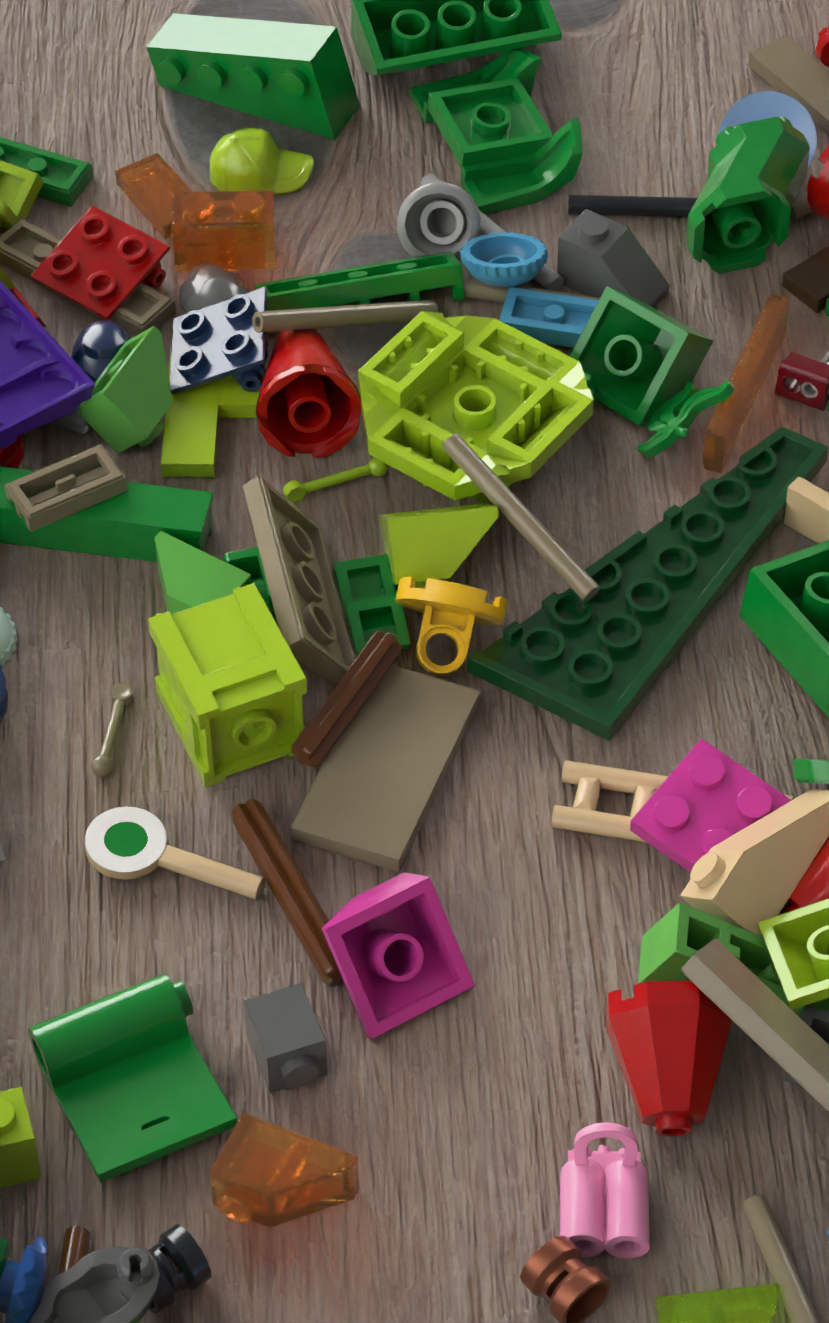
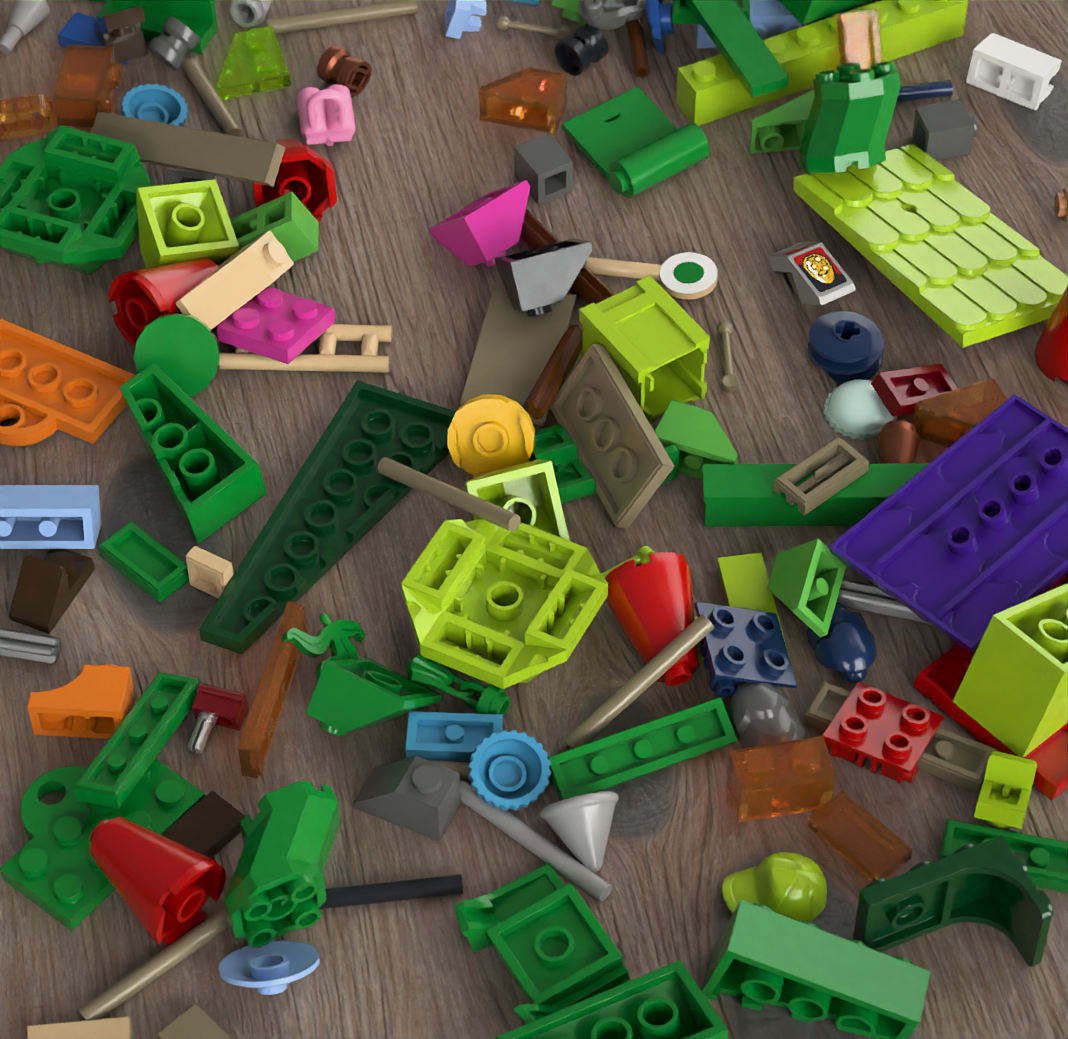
camera: 170 degrees right, 0 degrees up
(110, 95) = (972, 885): none -> dark green bracket
(328, 825) = (542, 274): none -> slope

